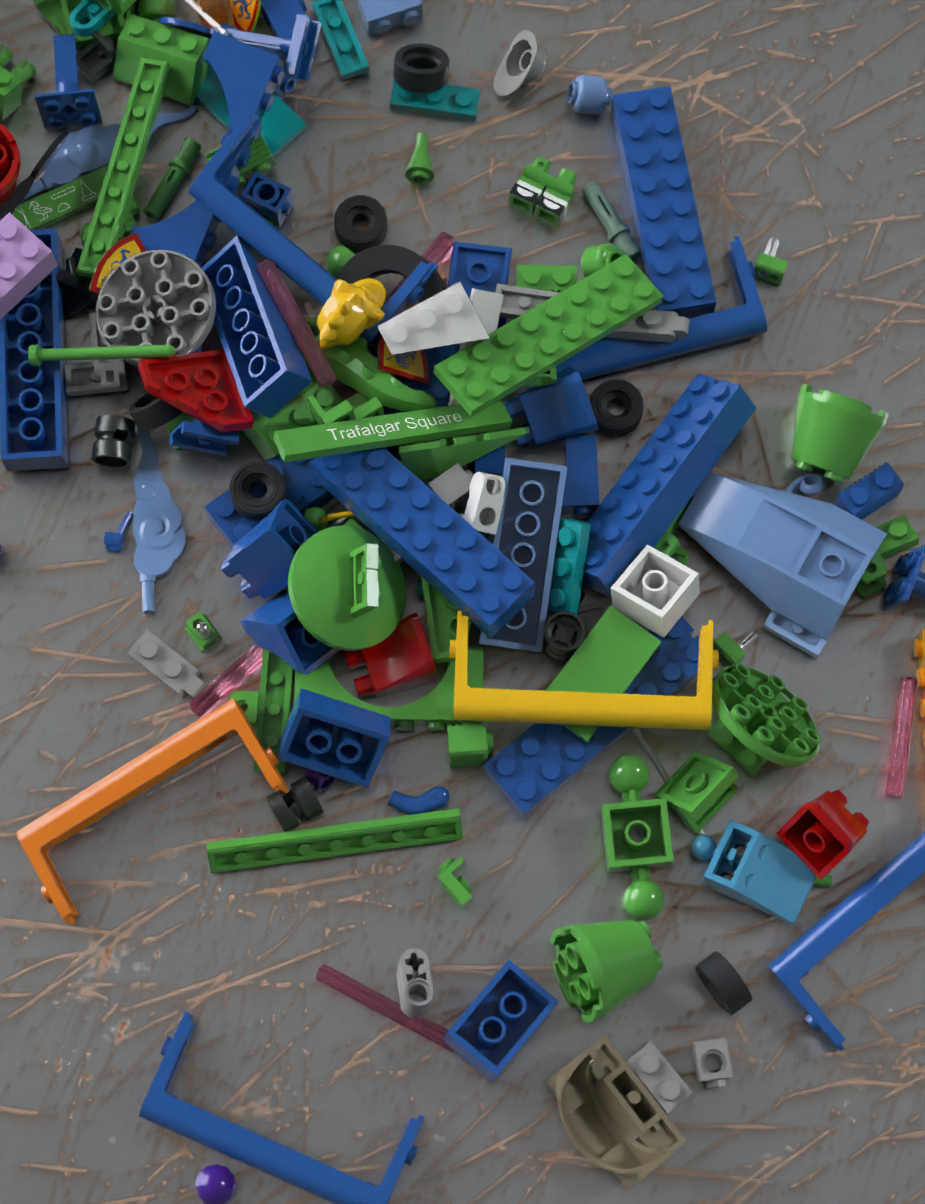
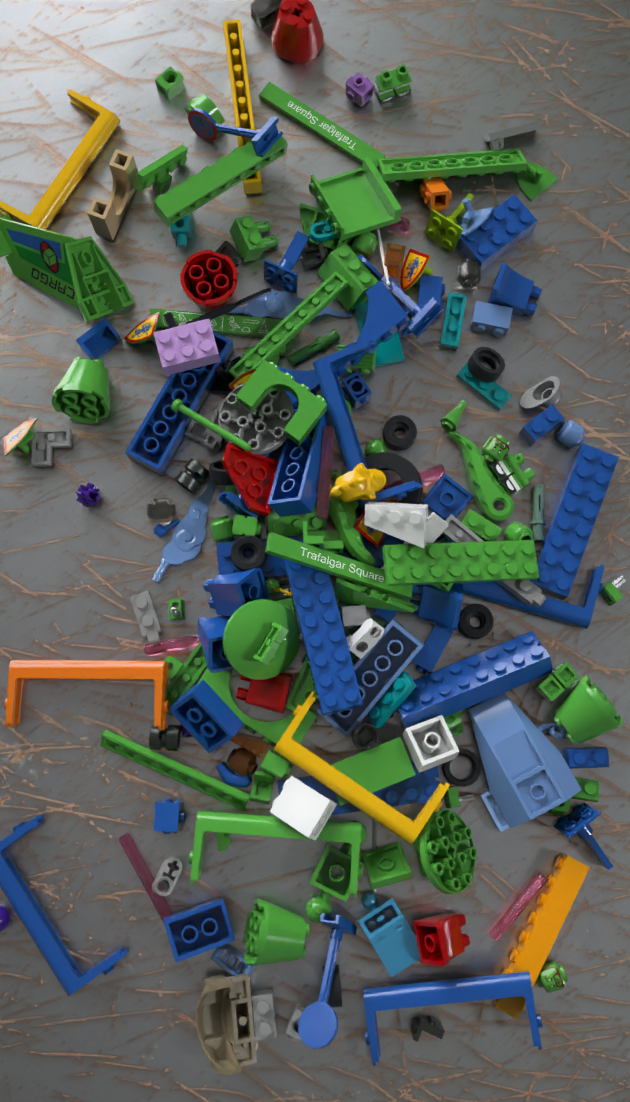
camera: 30 degrees right, 5 degrees up
(97, 512) = (160, 510): none -> clear smoke head
(146, 241) = (269, 379): none -> bright green arch
(200, 486) = (222, 529): none -> bright green head
(228, 459) = (246, 526): none -> bright green brick
(366, 904) = (169, 816): none -> blue head
(420, 773) = (242, 762): none -> reddish brown head
(421, 744) = (254, 746): none -> clear orange slope
(468, 789) = (262, 787): none -> bright green bracket
(502, 169) = (495, 448): none -> bright green head
(509, 221) = (481, 480): none -> bright green animal
(526, 820) = (272, 827): none -> bright green piece
(539, 767) = (302, 808): none -> white panel
(544, 105) = (541, 425): none -> blue brick
(587, 1029) = (237, 955): none -> medium blue slope
(735, 1021) = (319, 1020): none -> blue piece
(737, 595) = (474, 775): none -> black tyre
(769, 418) = (556, 682): none -> bright green hips
(884, 956) = (429, 1025): none -> pearl dark grey bracket

